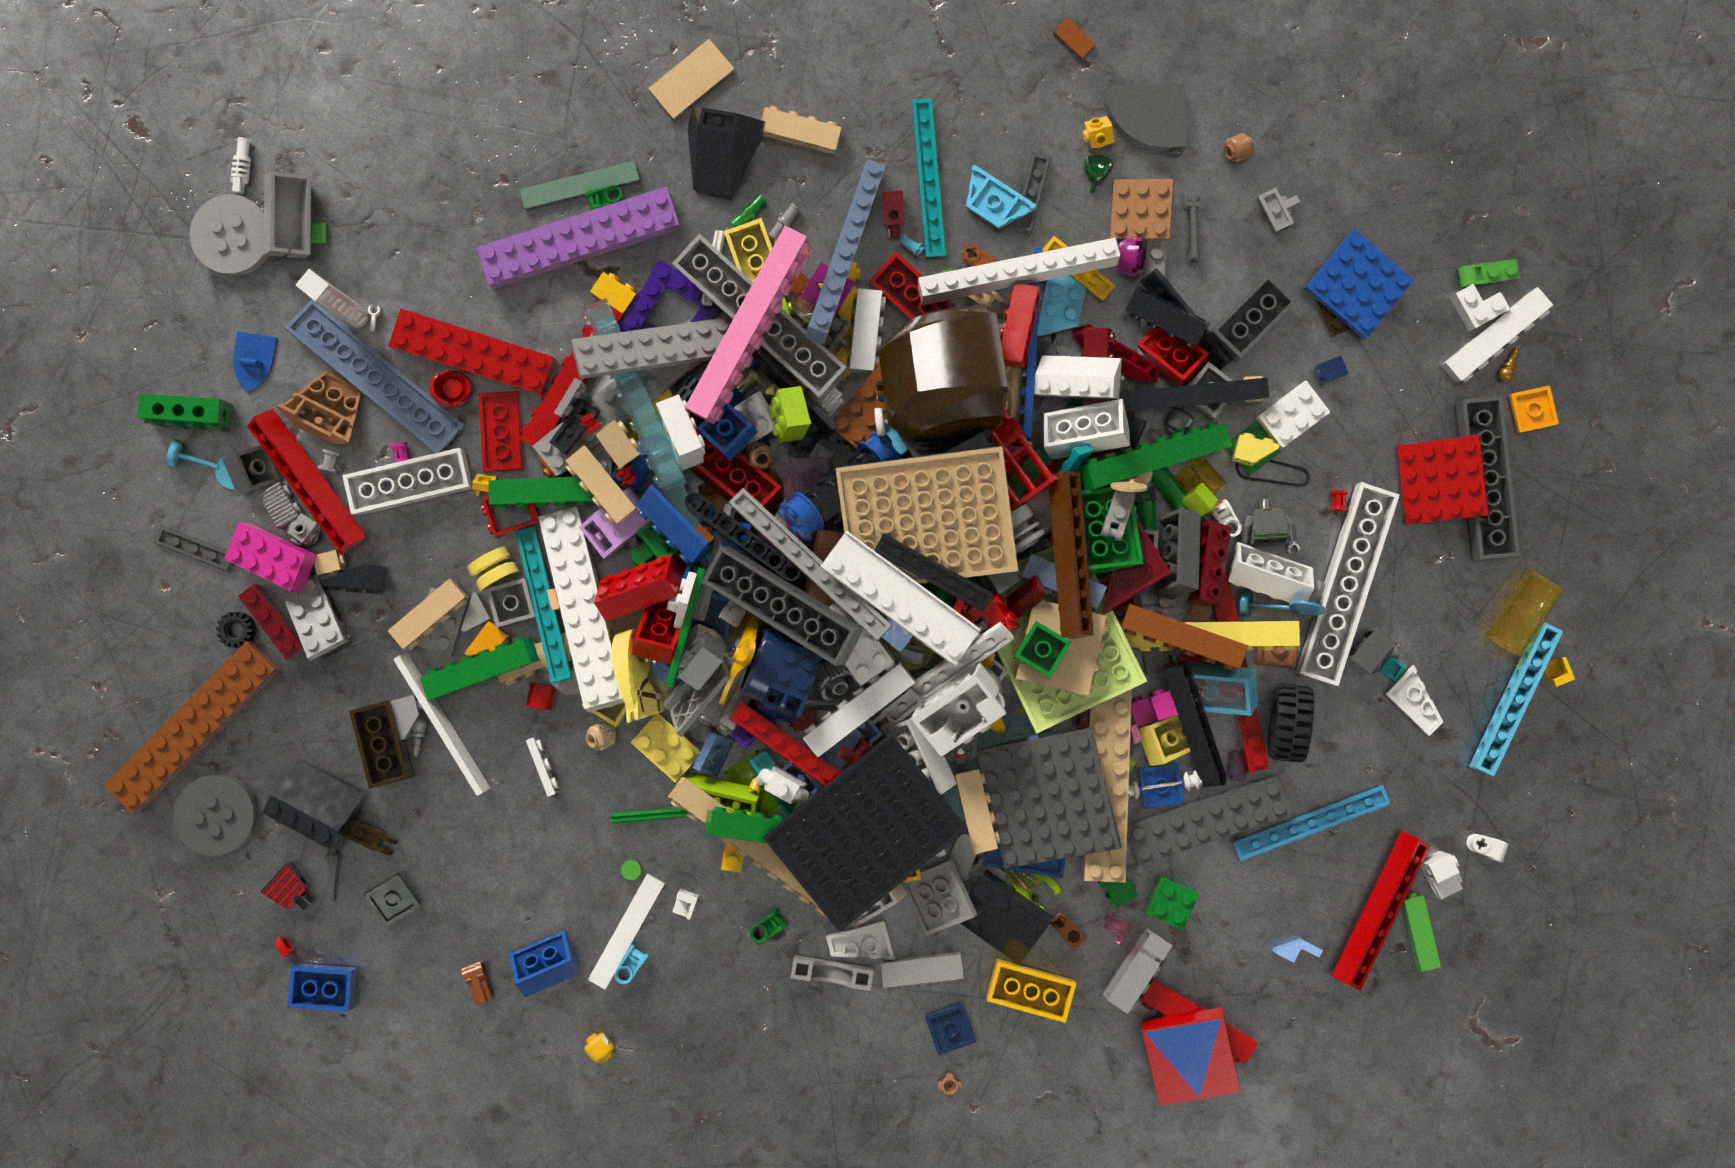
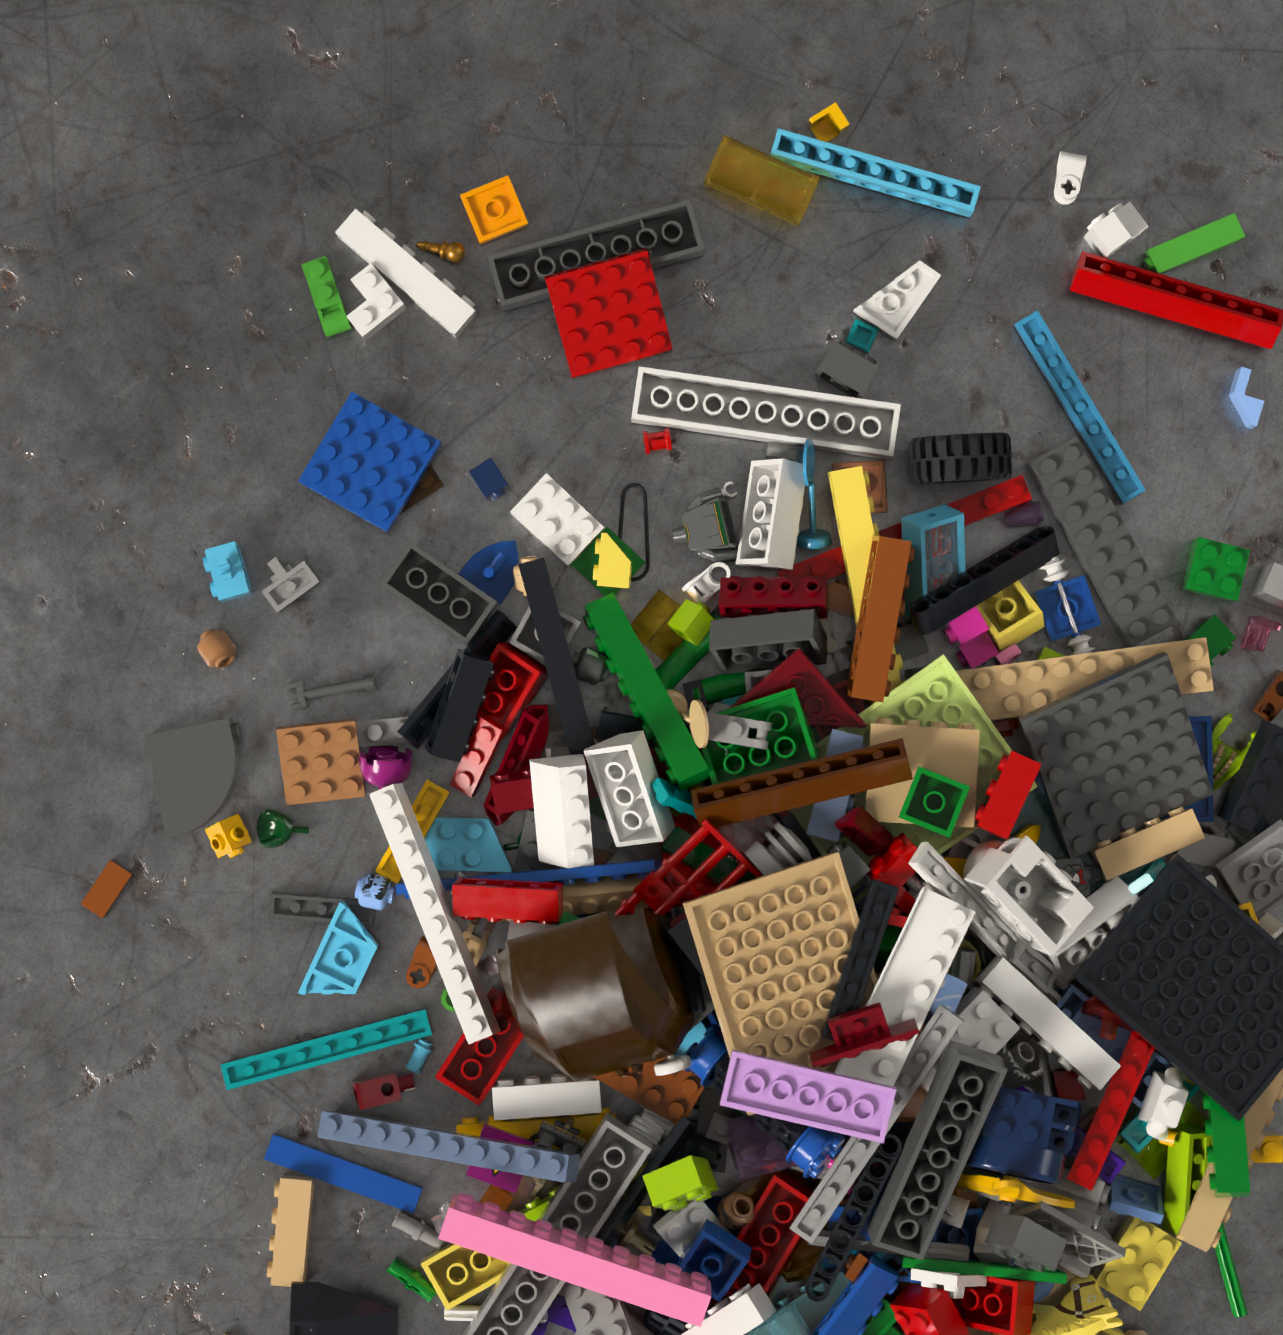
camera: 105 degrees left, 0 degrees up
(835, 175) = (343, 1173): none -> blue tile
(843, 513) = (808, 1096): none -> lavender plate
(883, 561) = (860, 1032): none -> dark red bracket
(953, 803) = (1146, 876): none -> teal tile
(1036, 707) = (1007, 794): none -> red brick
(1039, 232) = (374, 891): none -> light blue head
(1126, 325) = (478, 757): none -> plate
(1262, 361) = (493, 569): none -> blue shield
(1294, 165) = (227, 572): none -> medium azure brick

